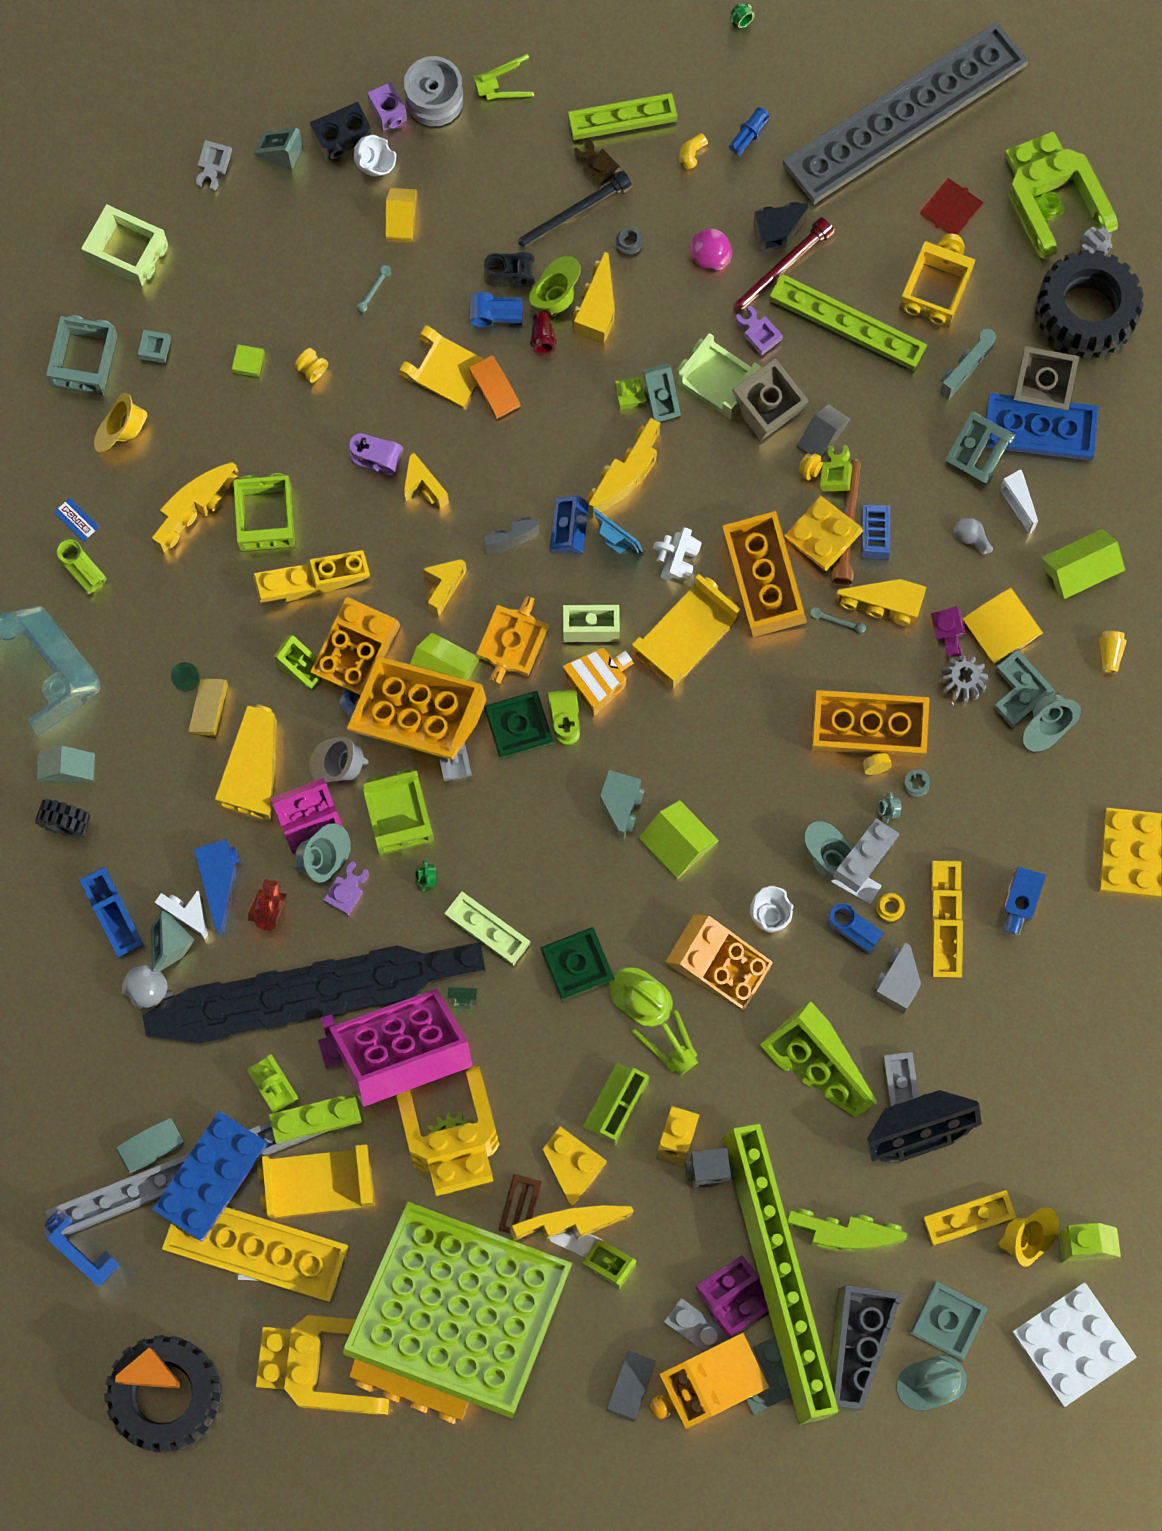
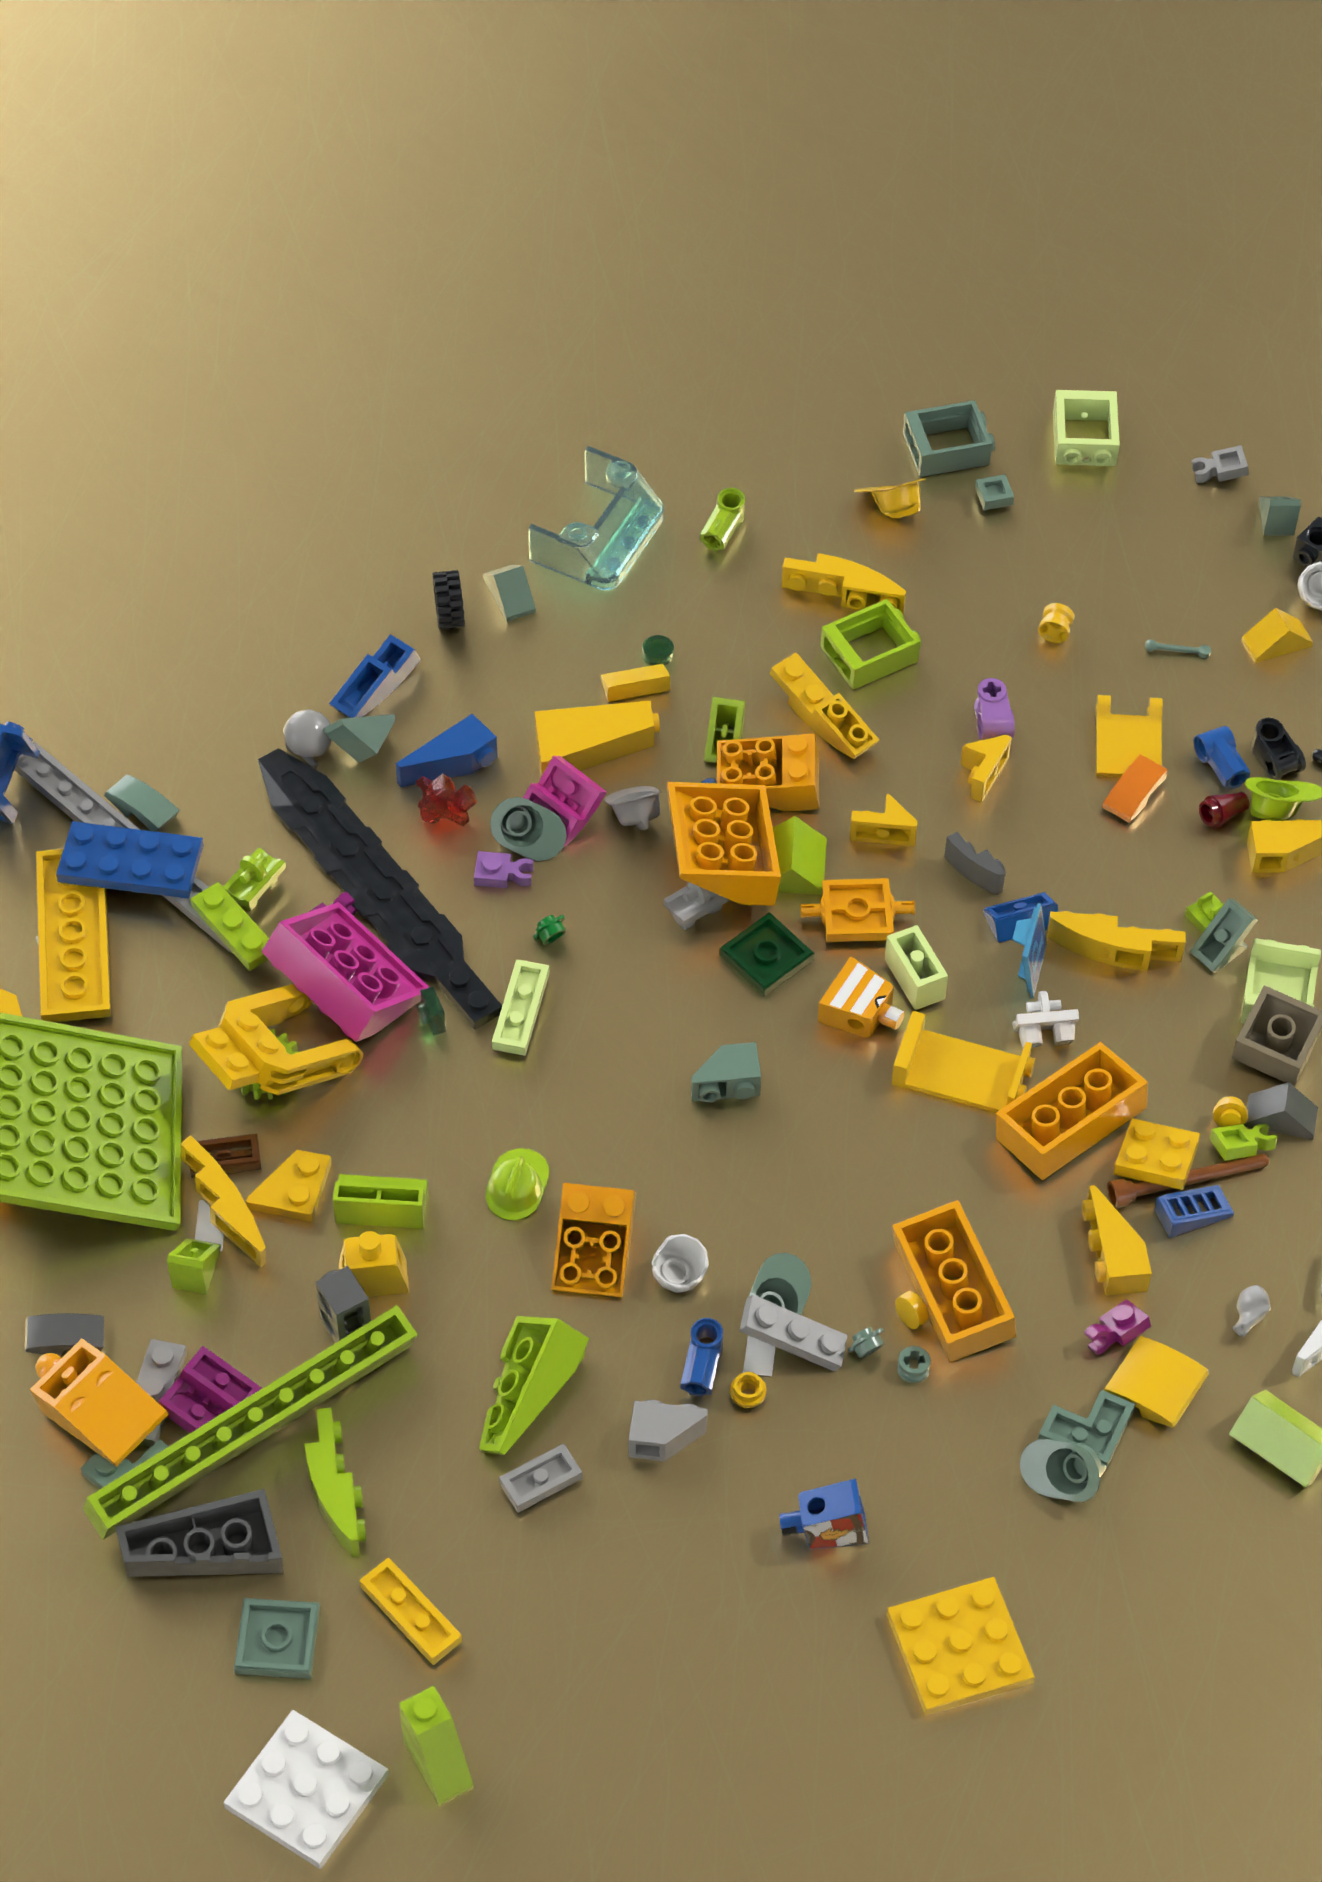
camera: 65 degrees right, 20 degrees down
(76, 519) = (774, 505): sticker -> none
(191, 916) = (403, 737): white slope -> none
(248, 361) = (1029, 574): lime tile -> none
(316, 1183) = (166, 960): yellow panel -> none
(397, 811) = (609, 880): lime panel -> none
(565, 713) = (800, 986): lime piece -> none
(577, 964) = (523, 1105): dark green plate -> none
(677, 838) = (719, 1148): lime slope -> none
(682, 1058) = (462, 1242): lime plant -> none
(816, 613) = (1060, 1189): sand green hinge -> none
(922, 1126) = (488, 1503): black wedge -> none
(931, 1383) = (195, 1649): sand green piece -> none
(946, 918) = (763, 1455): yellow slope -> none
(963, 668) = (1079, 1365): light grey gear -> none
(1031, 1236) = (411, 1671): yellow piece -> none
(1111, 650) = (1196, 1509): yellow cone -> none

